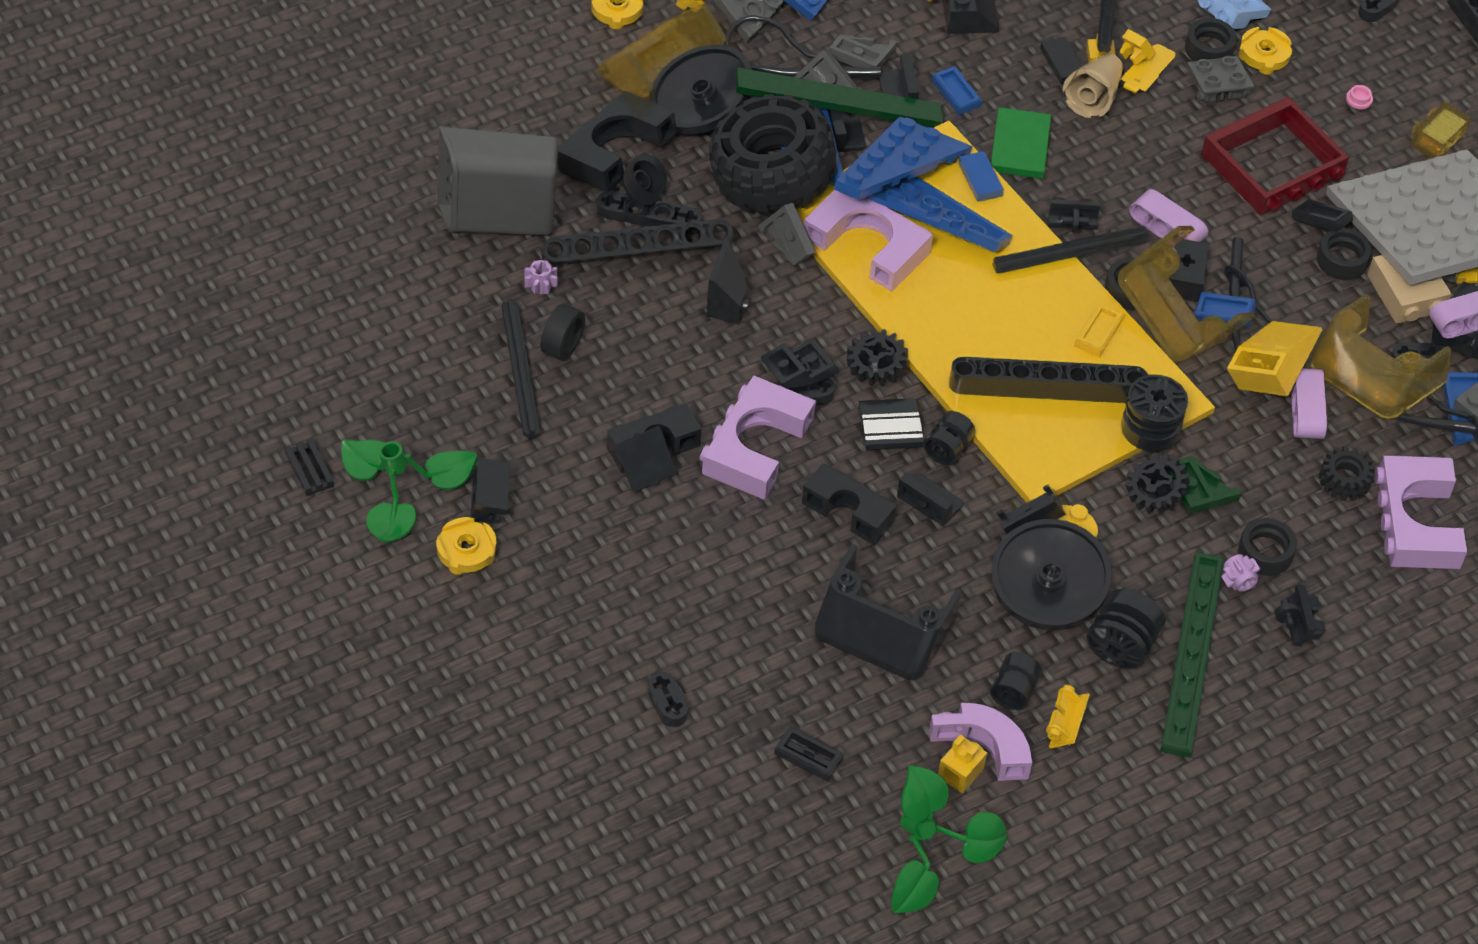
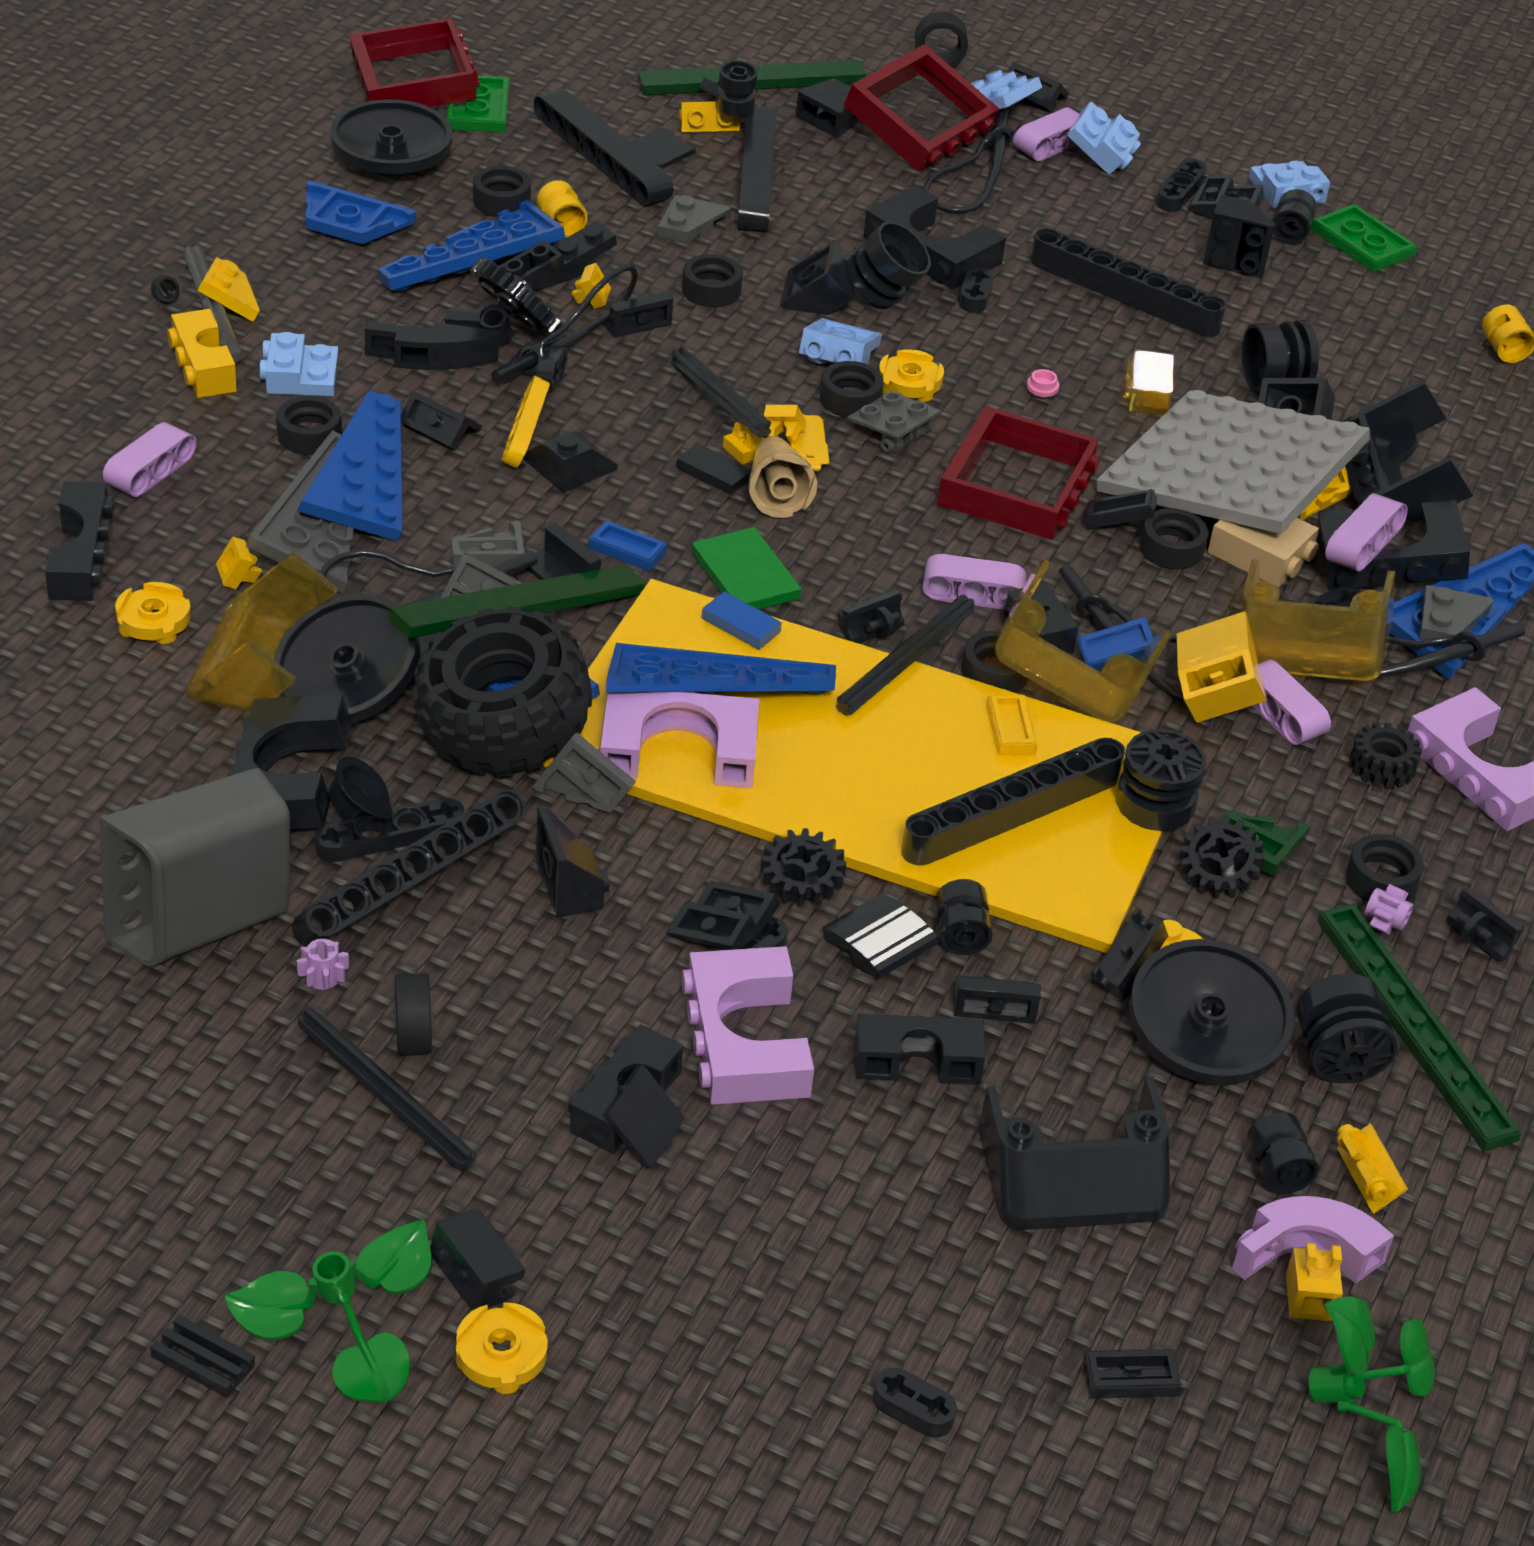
camera: 35 degrees left, 10 degrees down
(899, 152) = (647, 633): blue wing -> none

